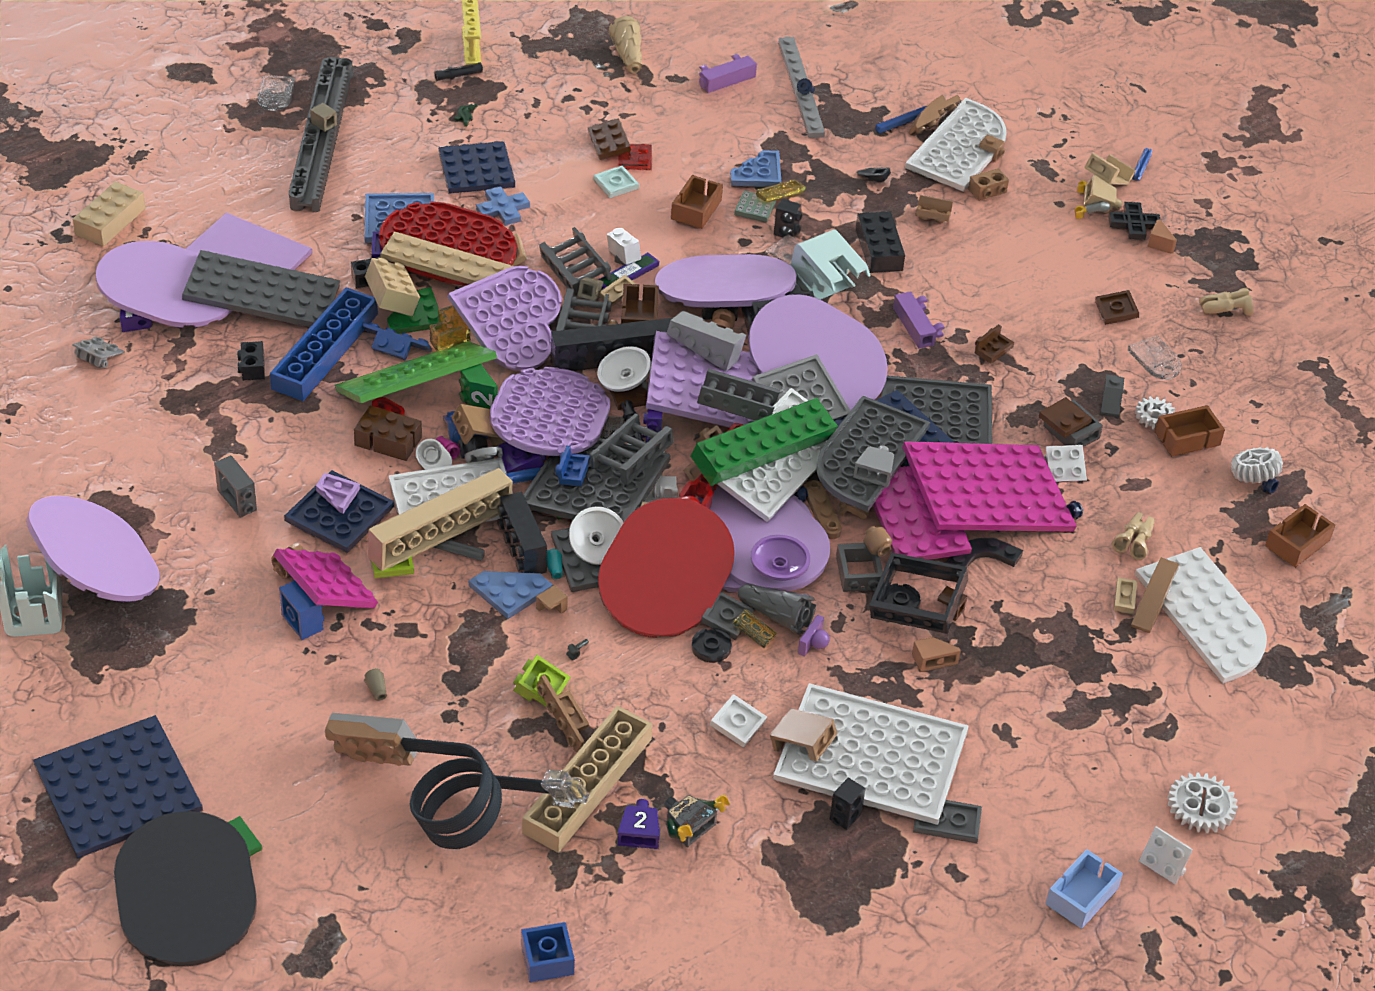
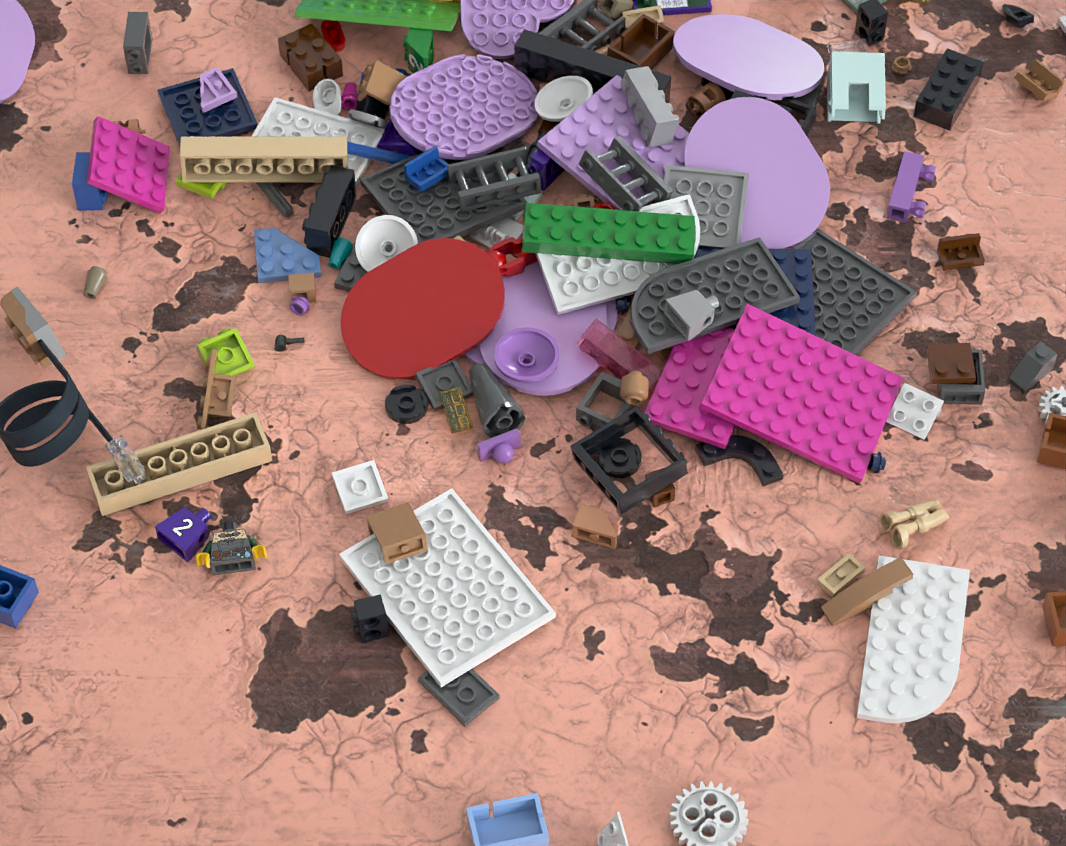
camera: 40 degrees right, 10 degrees up
(560, 617) = (299, 305): none -> medium lavender plate
(835, 525) = (615, 353): none -> clear pink brick

